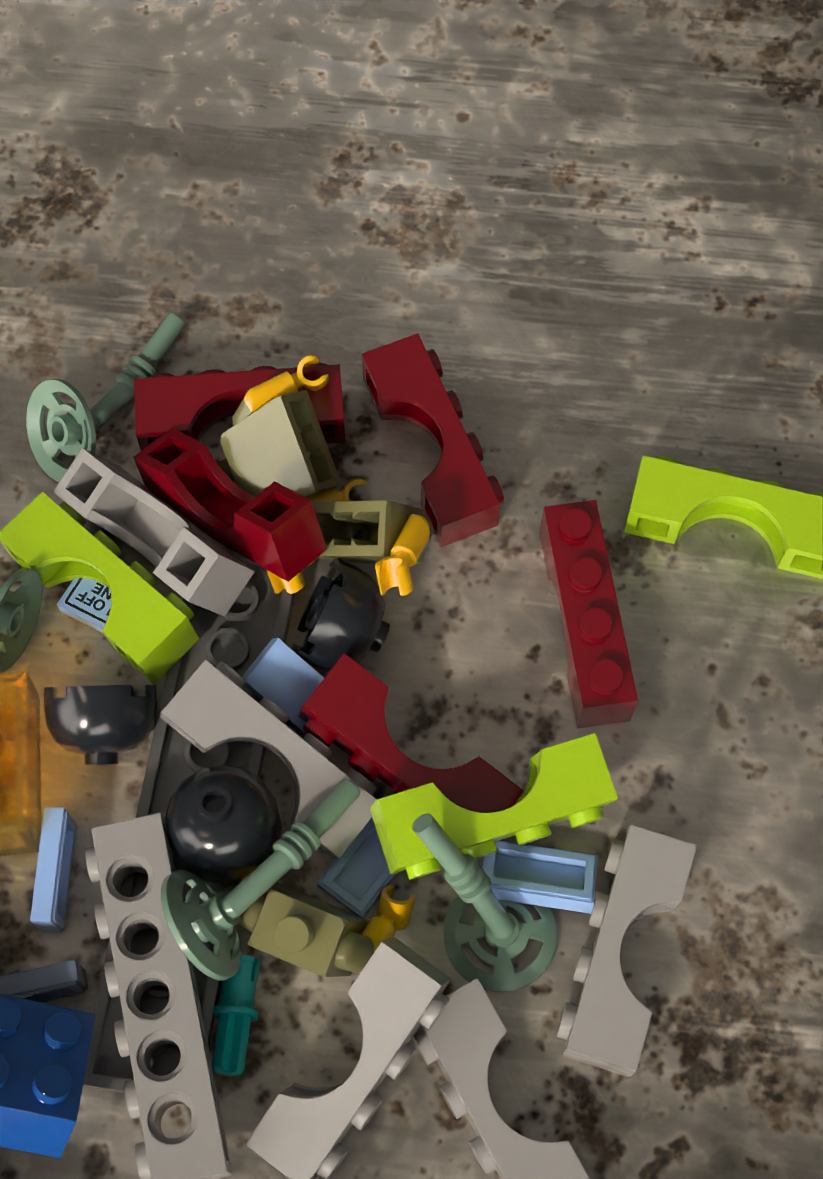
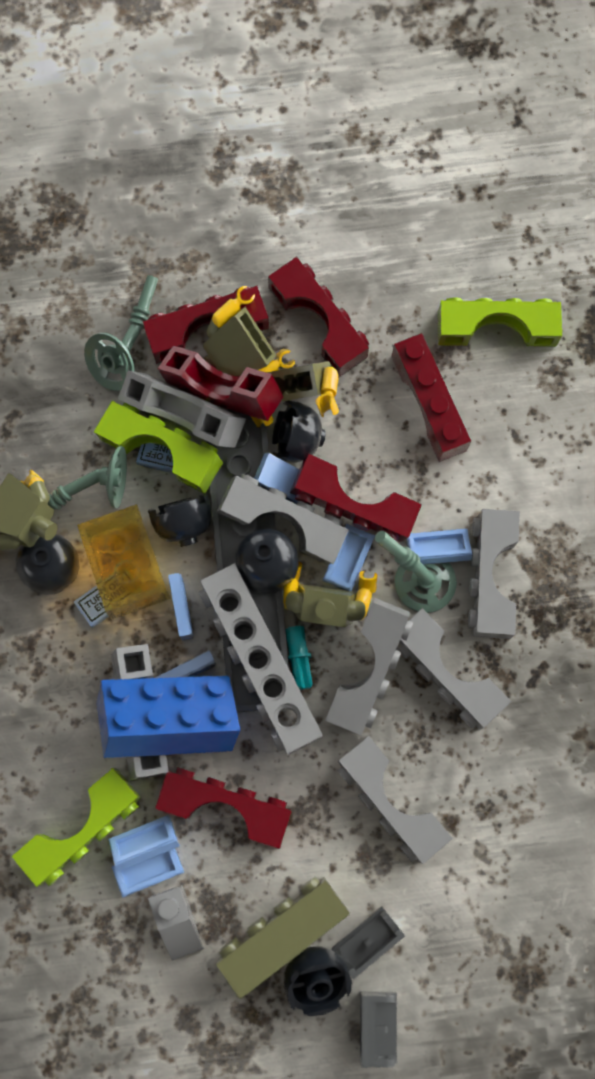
camera: 15 degrees left, 10 degrees up
(220, 912) = (281, 608): sand green dish -> none
(561, 785) = (440, 497): lime arch -> none

